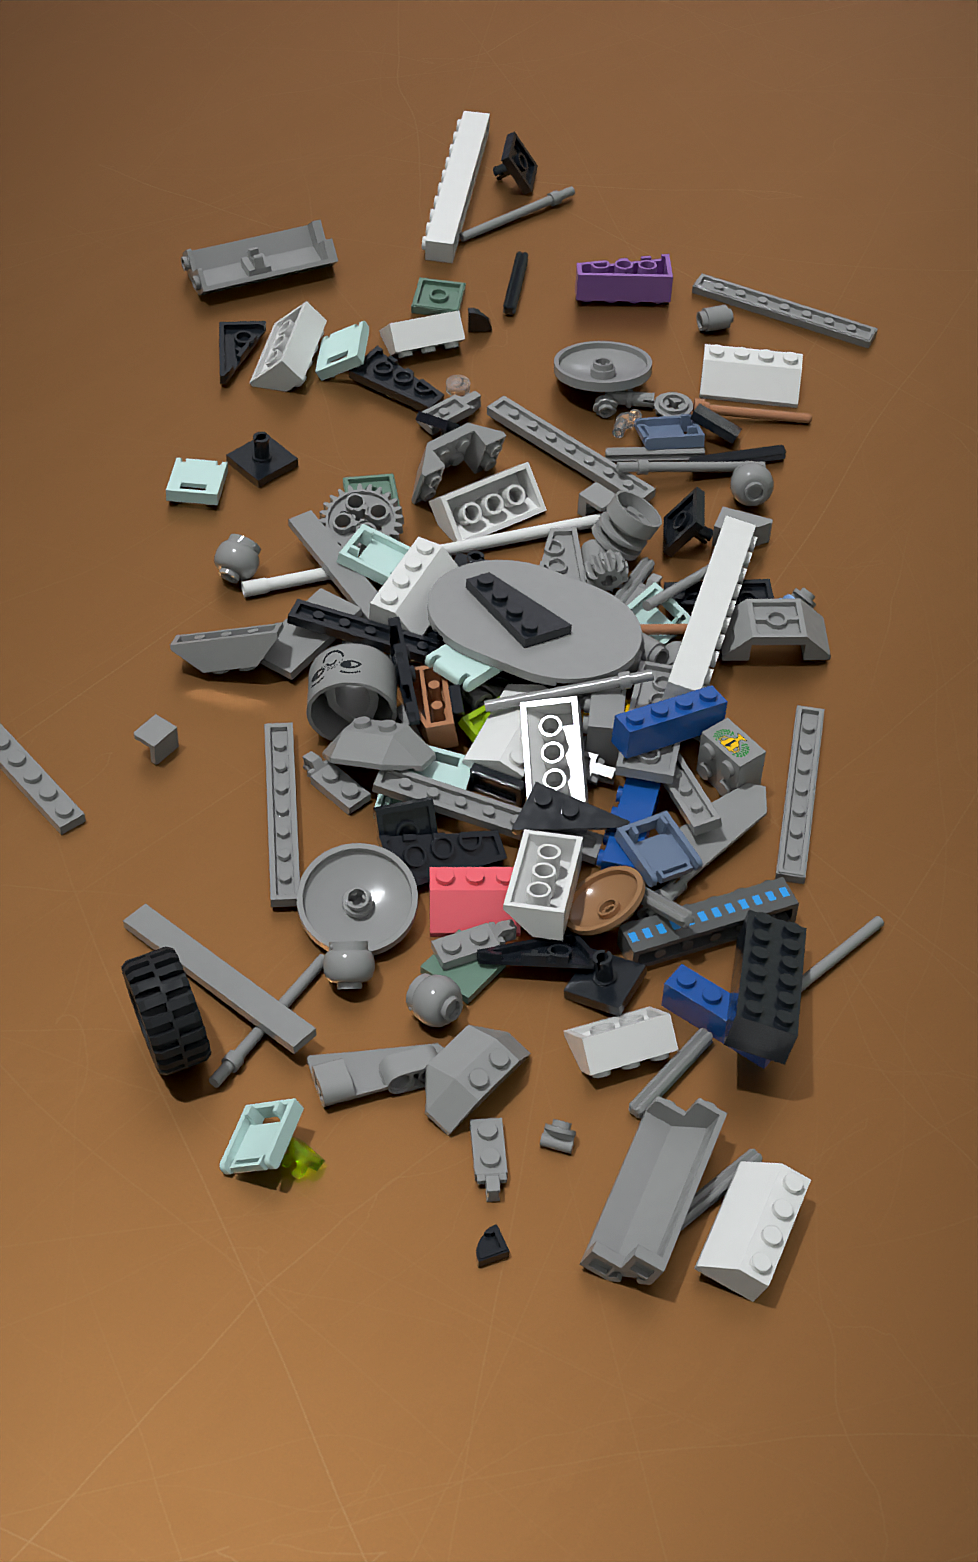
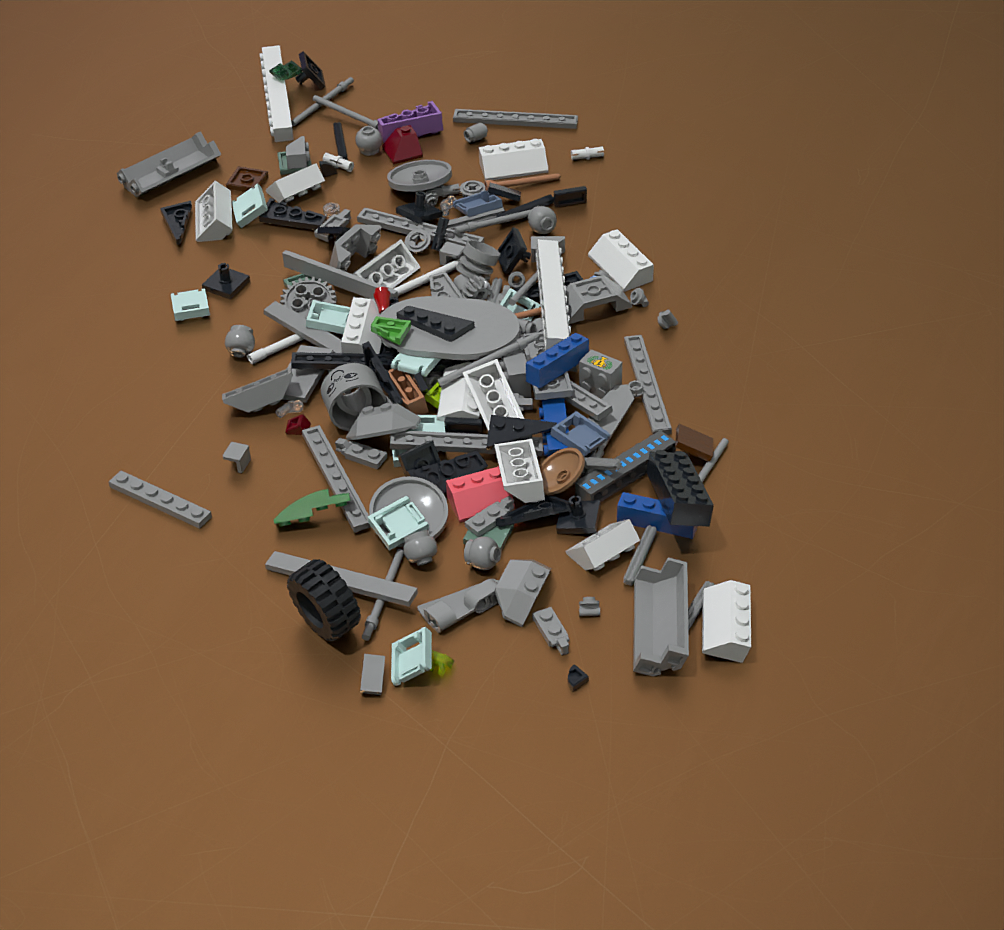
camera: 15 degrees left, 5 degrees down
(196, 1146) = (372, 674): none -> light grey slope
(212, 849) = (303, 507): none -> green slope
(264, 712) = (297, 424): none -> dark red slope
(267, 681) = (290, 407): none -> clear arm
(337, 913) = (400, 519): none -> light aqua container
(360, 305) = (246, 178): none -> reddish brown tile
(417, 497) = (332, 275): none -> light grey tile
(443, 287) = (297, 153): none -> light grey slope
(445, 603) = (391, 329): none -> bright green wing
(459, 549) = (382, 298): none -> red cone
(479, 157) = (286, 71): none -> clear green slope
(499, 314) = (334, 160): none -> white pin
(541, 237) = (374, 124): none -> light grey bar
(554, 292) = (368, 140): none -> light grey piece
(556, 460) = (414, 236): none -> light grey gear
(580, 421) = (419, 210): none -> black tile
(592, 466) = (440, 233): none -> black axle
(600, 312) = (402, 145): none -> dark red slope
(670, 574) = (515, 284): none -> light grey cone
(777, 796) = (636, 388): none -> light grey plate
(810, 456) = (570, 196): none -> black tile
(827, 912) = (694, 442): none -> reddish brown tile
(843, 581) = (622, 261): none -> white slope
(846, 646) = (638, 297): none -> light grey plate
(866, 392) = (587, 153): none -> white pin
(871, 695) = (667, 319): none -> light grey plate

